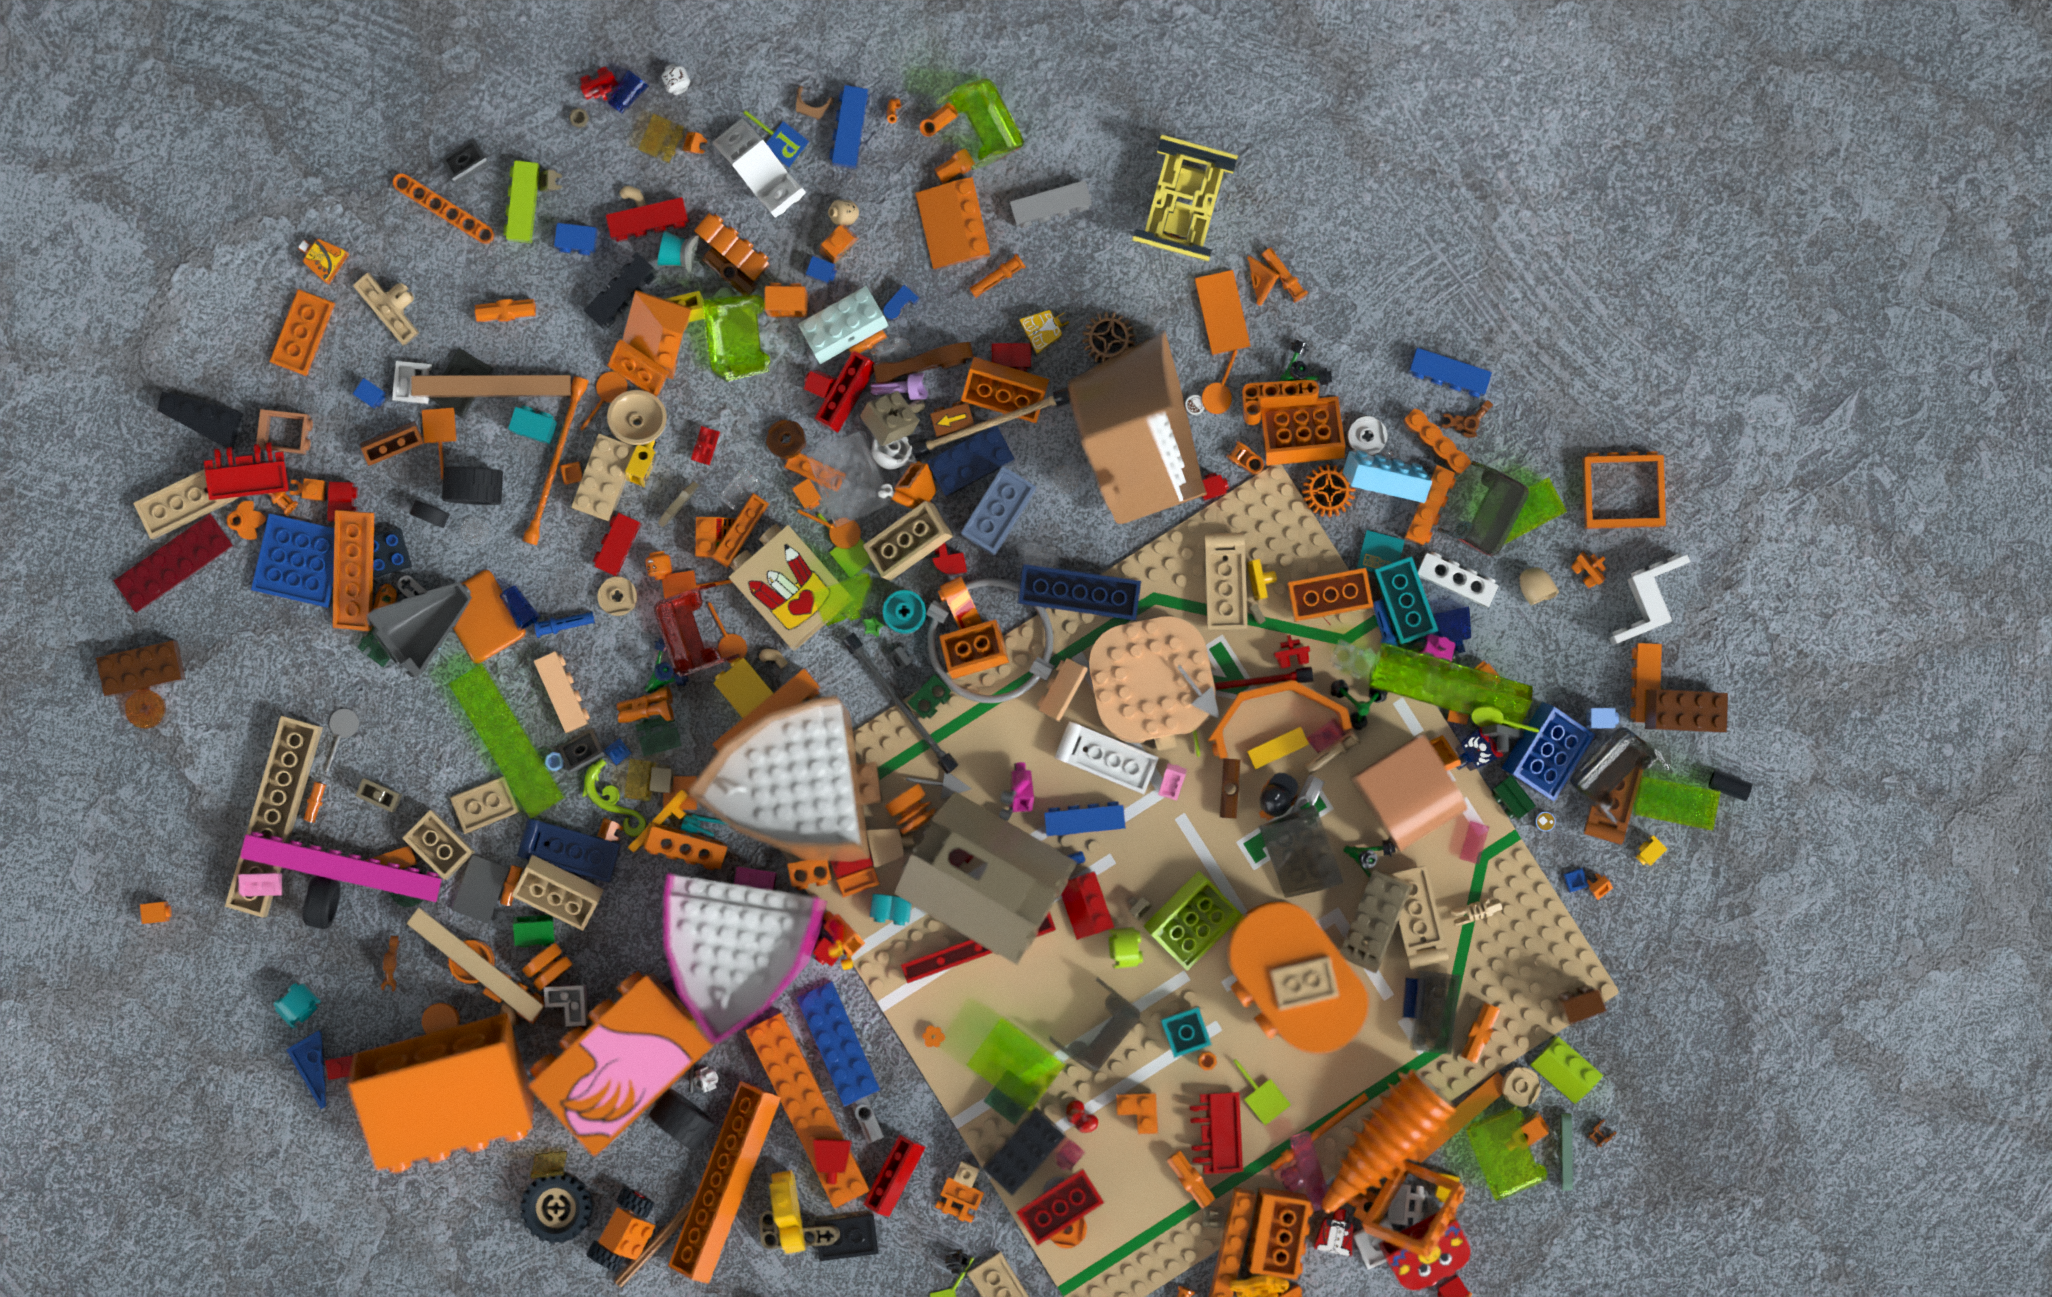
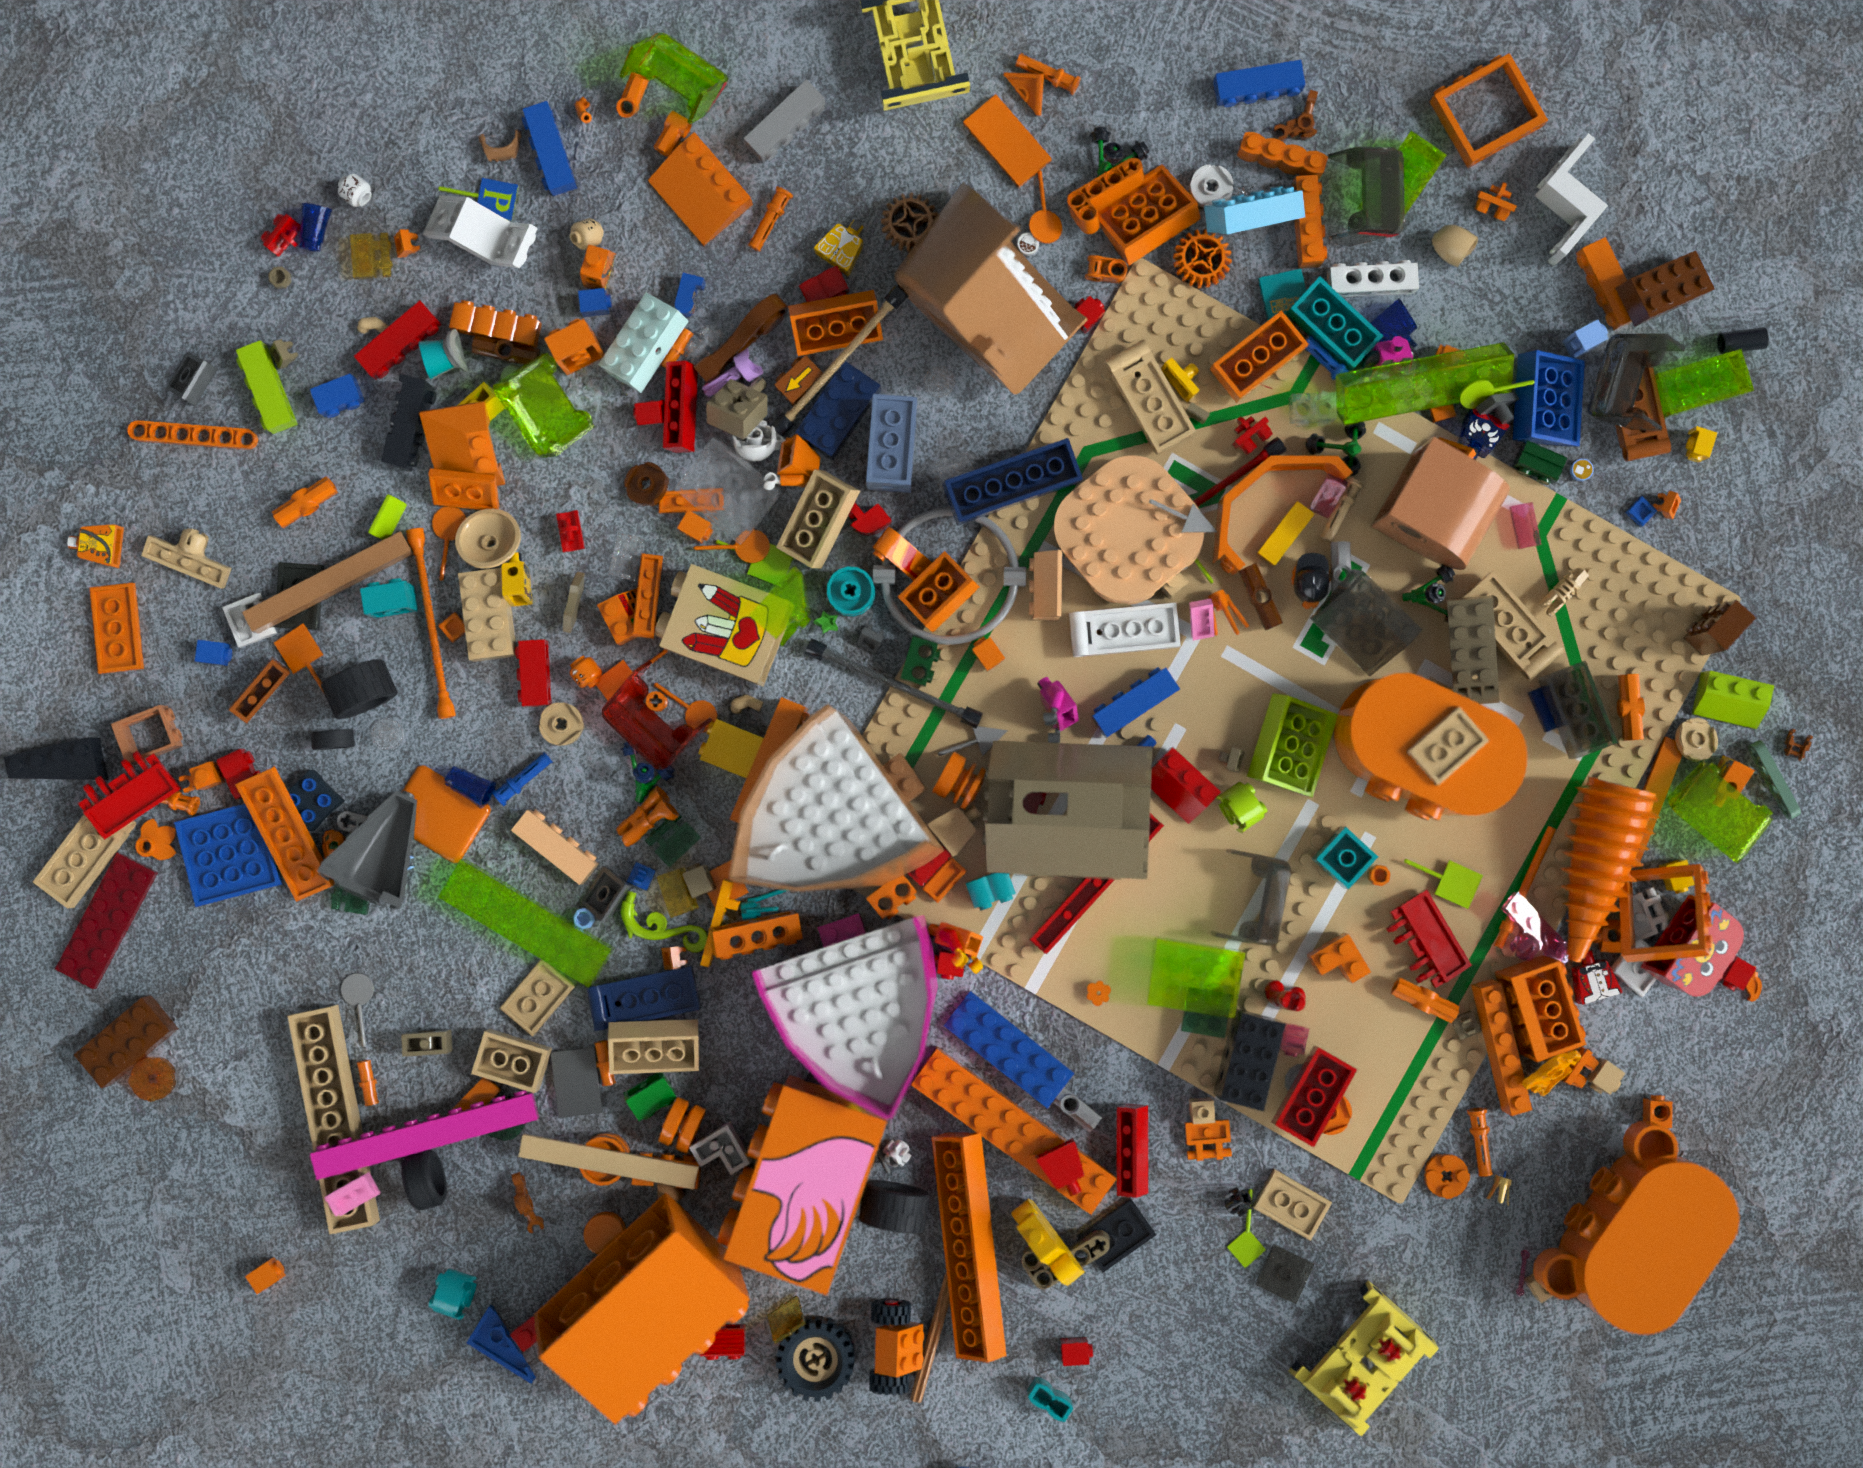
camera: 30 degrees left, 0 degrees up
(492, 1157) = (729, 1342): none -> red brick
(564, 358) = (387, 517): none -> lime slope
(708, 616) = (652, 696): none -> orange bush
(987, 718) = (987, 653): none -> orange brick
(1195, 774) = (1221, 602): none -> orange plant

